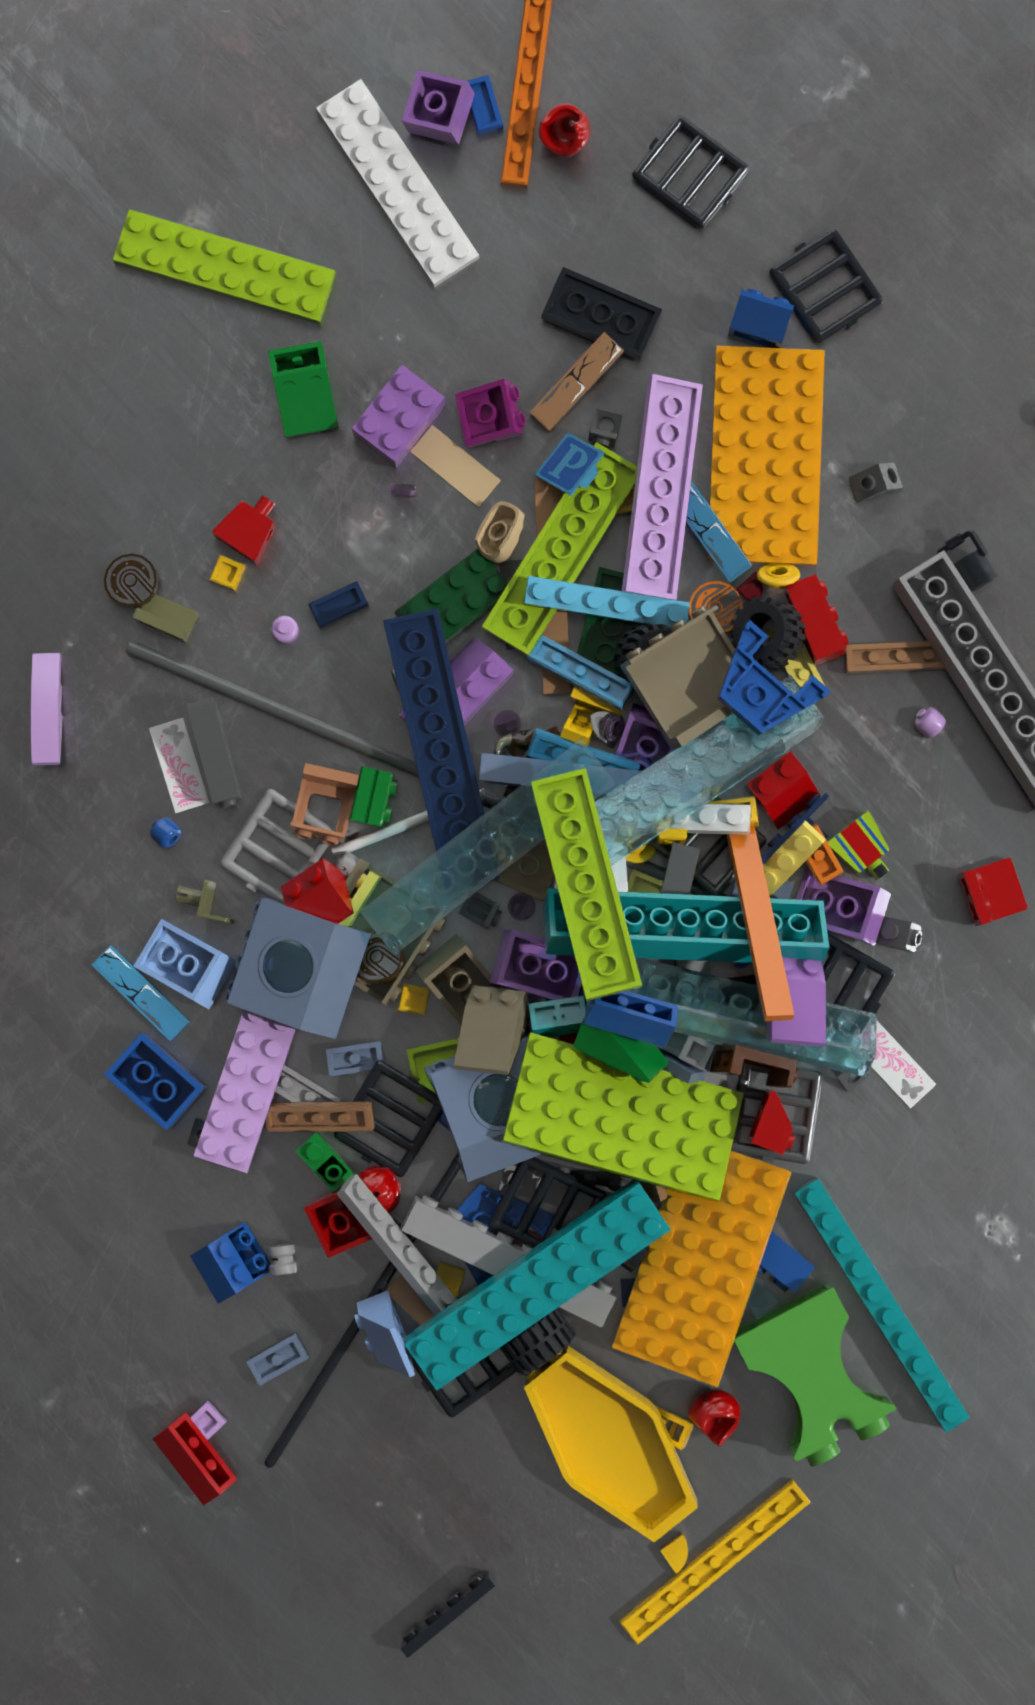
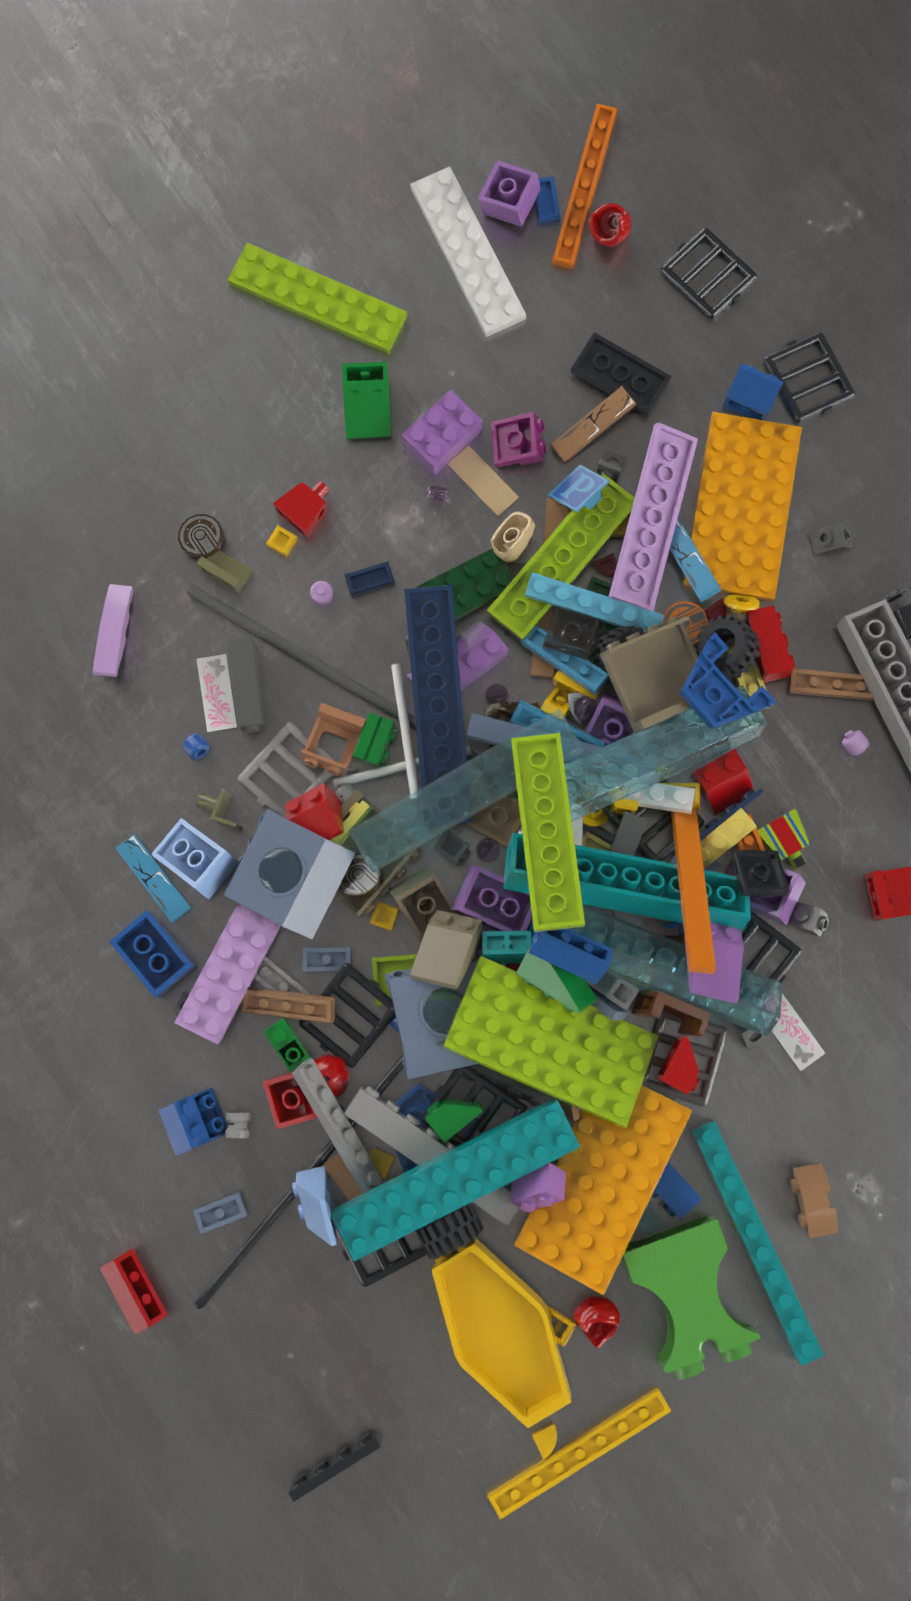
camera: 10 degrees right, 5 degrees down
(208, 1420) = (151, 1258): lavender plate -> none
(406, 780) = (405, 728): none -> white piece
(522, 1216) = (451, 1116): none -> green slope
(584, 640) = (571, 633): none -> clear smoke plate
(614, 550) = (606, 566): none -> dark red tile
(631, 1281) = (539, 1188): none -> medium lavender brick
(835, 892) = (759, 873): none -> black tile
(945, 1263) = (812, 1191): none -> medium nougat brick

